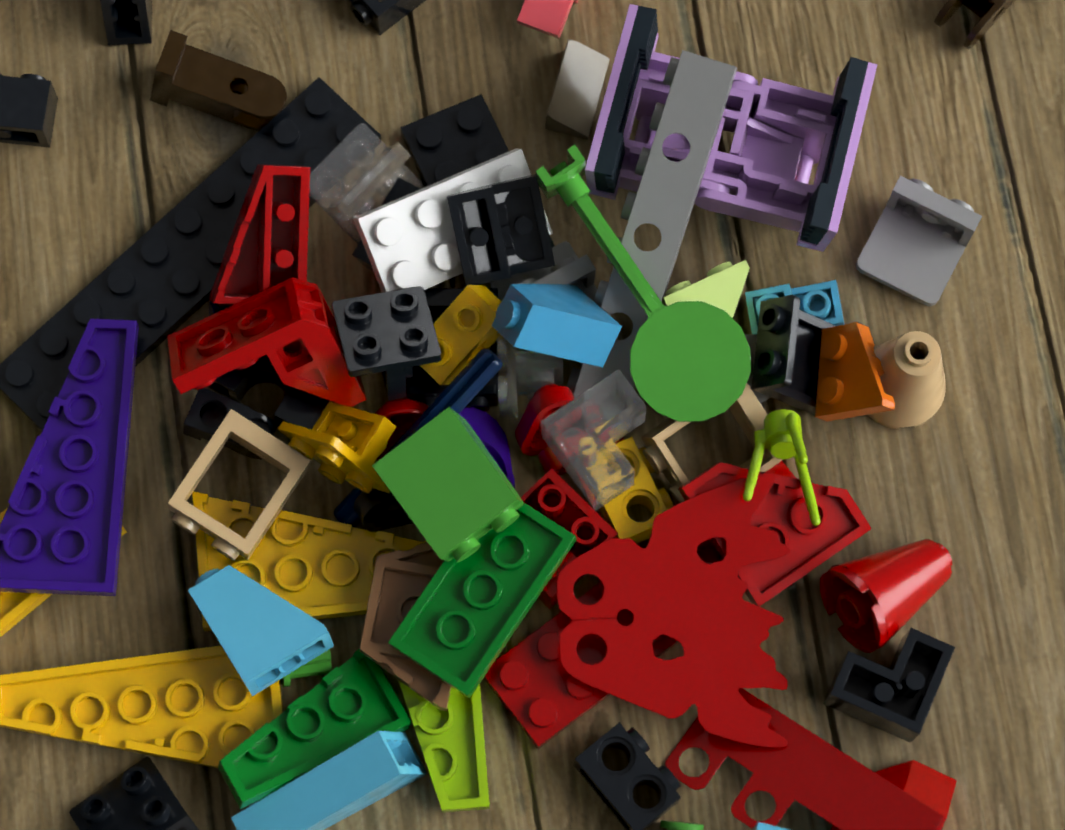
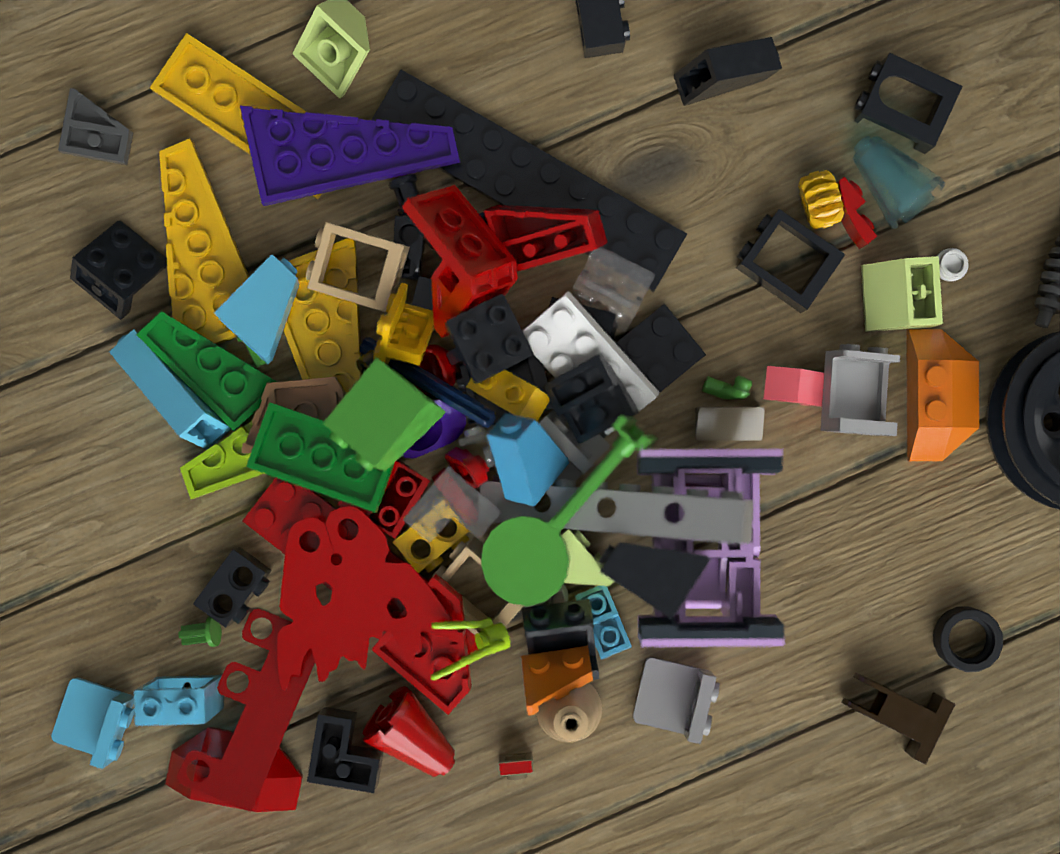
camera: 75 degrees right, 15 degrees up
(158, 409) = (404, 188): none -> black bush
(211, 84) = (656, 155): dark brown piece -> none
(535, 83) = (727, 391): none -> bright green arm
(749, 200) = (654, 574): none -> black slope
(960, 465) = (515, 765): none -> plate

